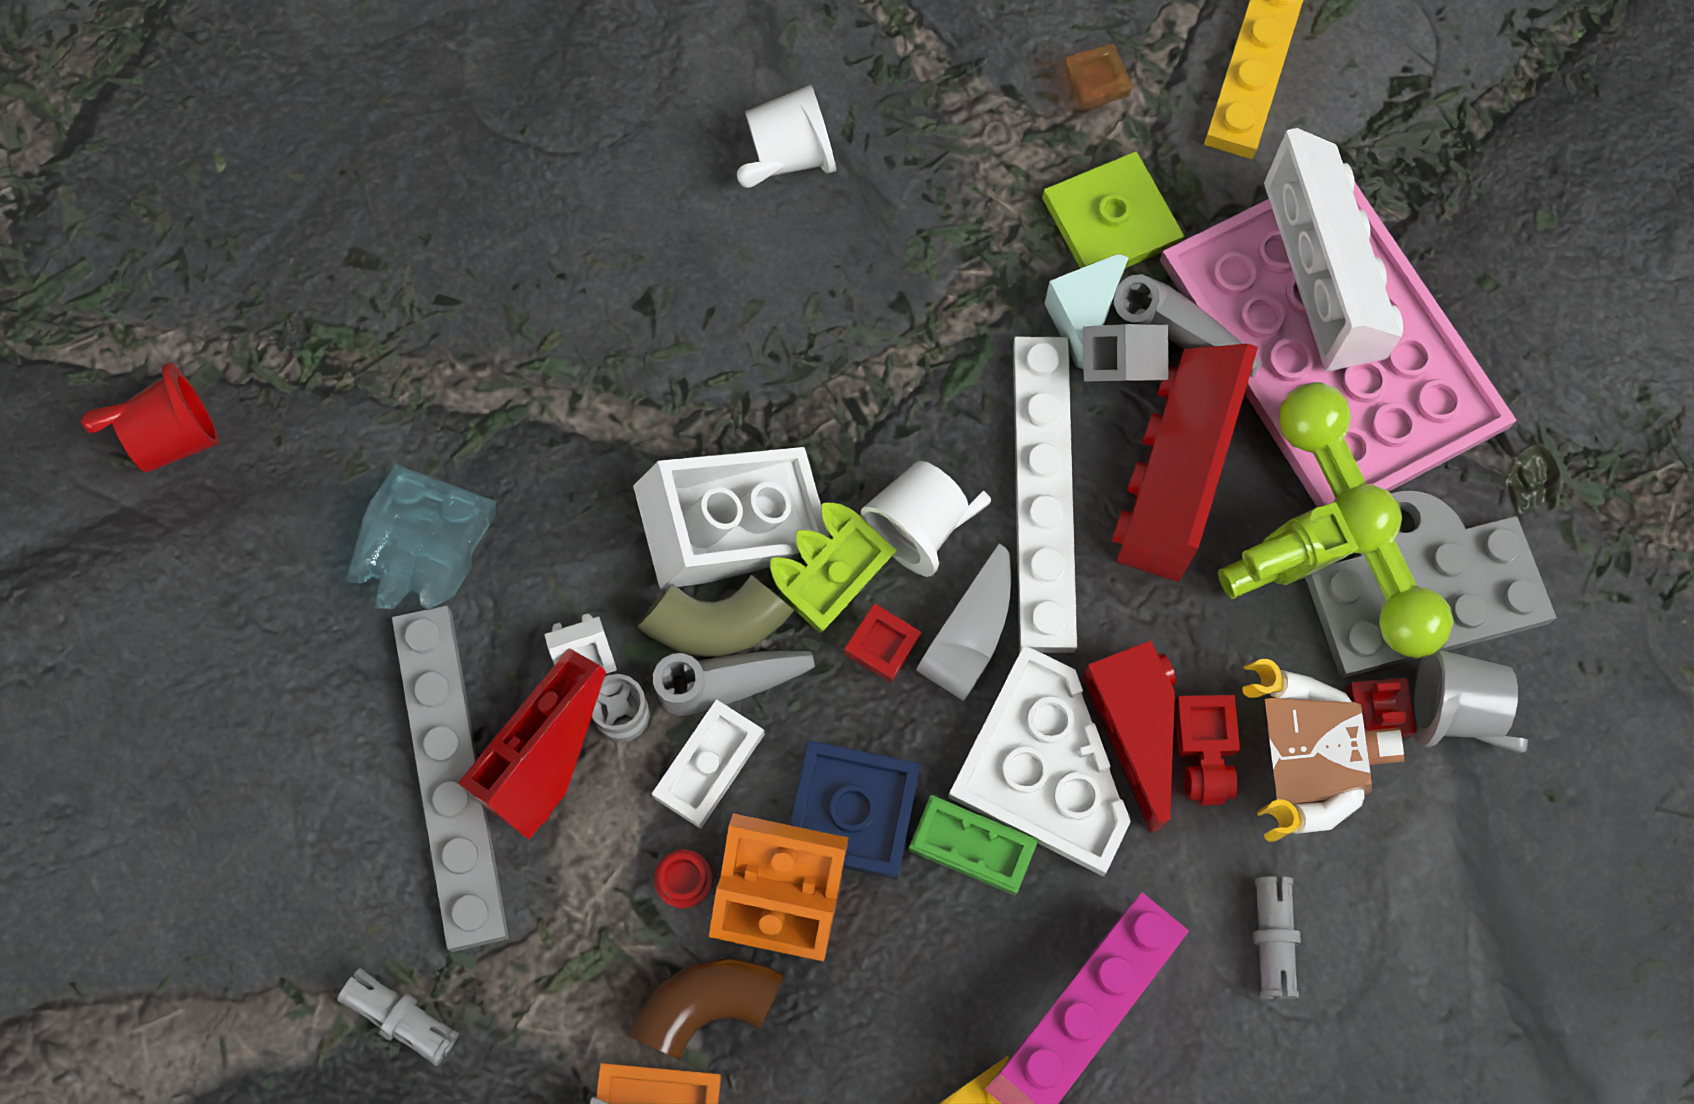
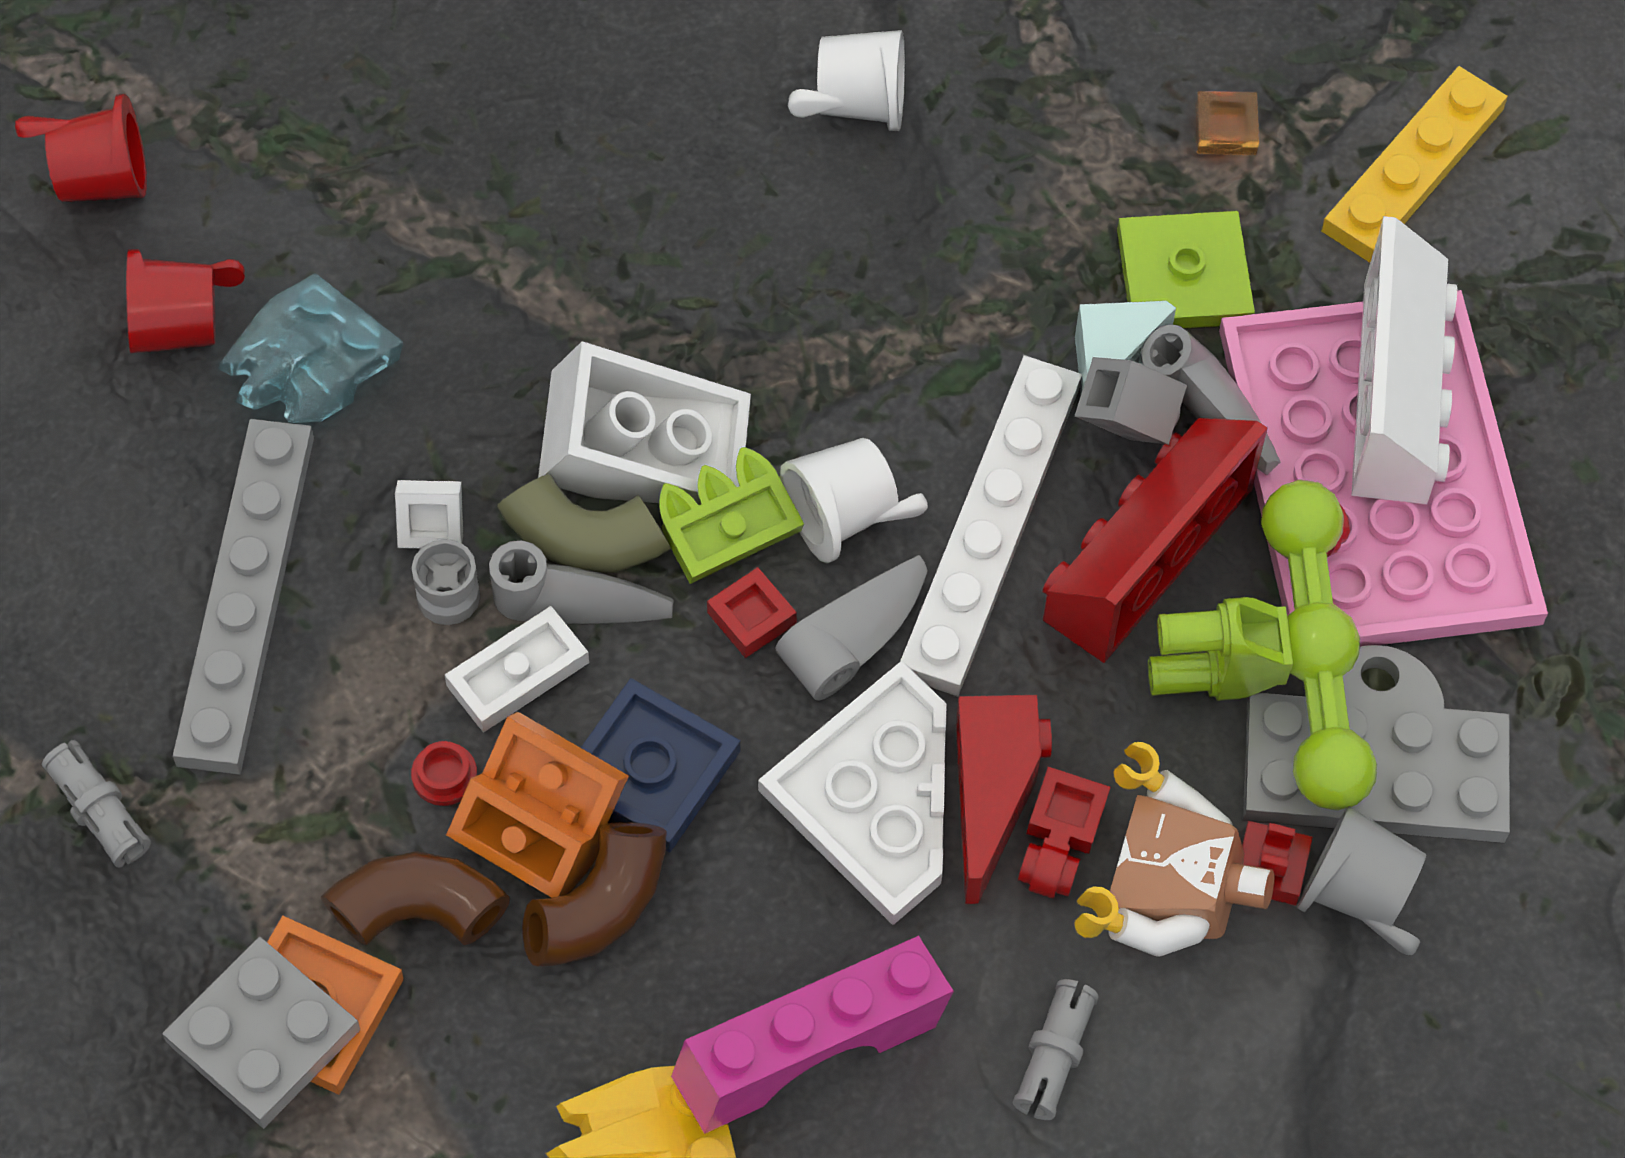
camera: 20 degrees right, 10 degrees down
(285, 535) = (174, 301): none -> red hat
(536, 752) = (339, 592): red slope -> none
(865, 949) = (603, 905): none -> reddish brown cylinder
(973, 845) = (764, 843): bright green plate -> none

